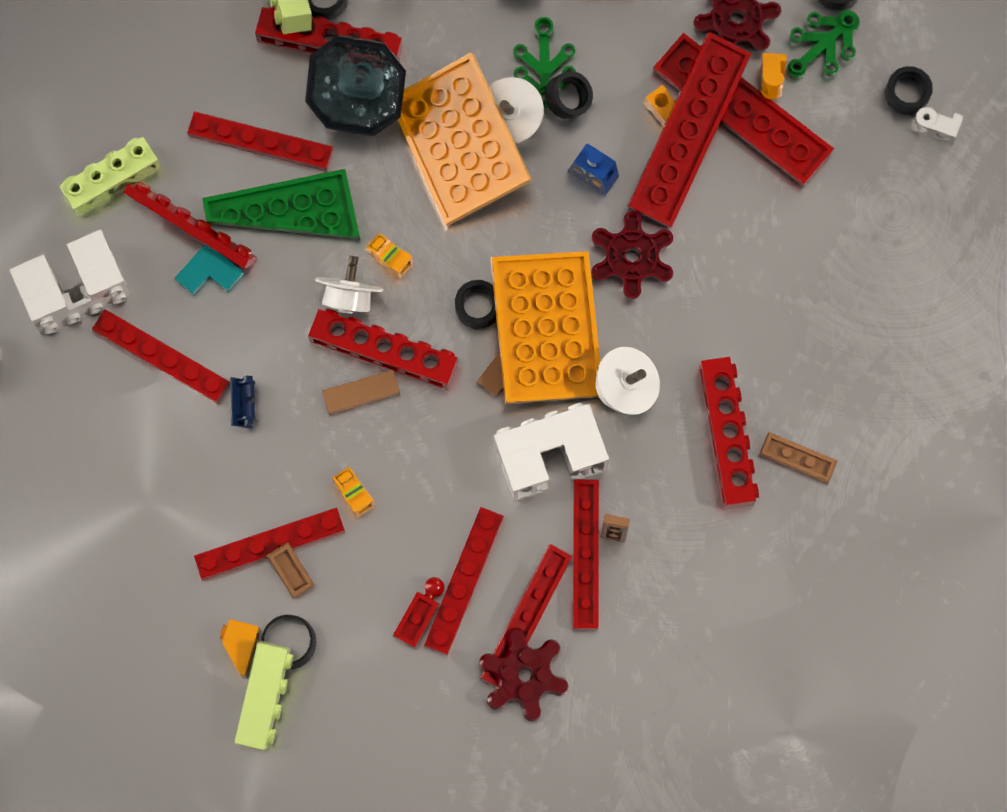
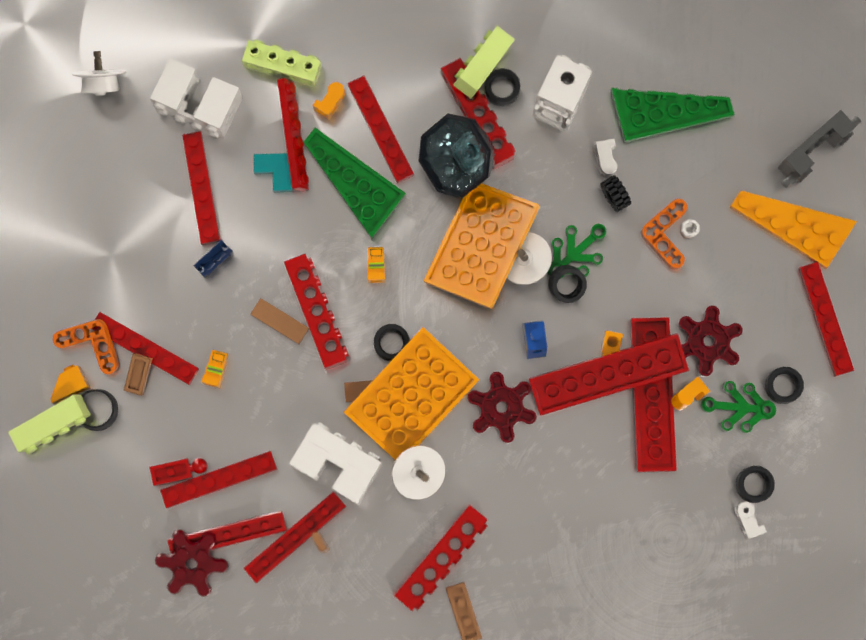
camera: 45 degrees right, 5 degrees up
(188, 155) = (330, 101): none -> light orange leg
(218, 580) = (95, 337): none -> orange beam
(347, 293) = (330, 261): white piece -> none

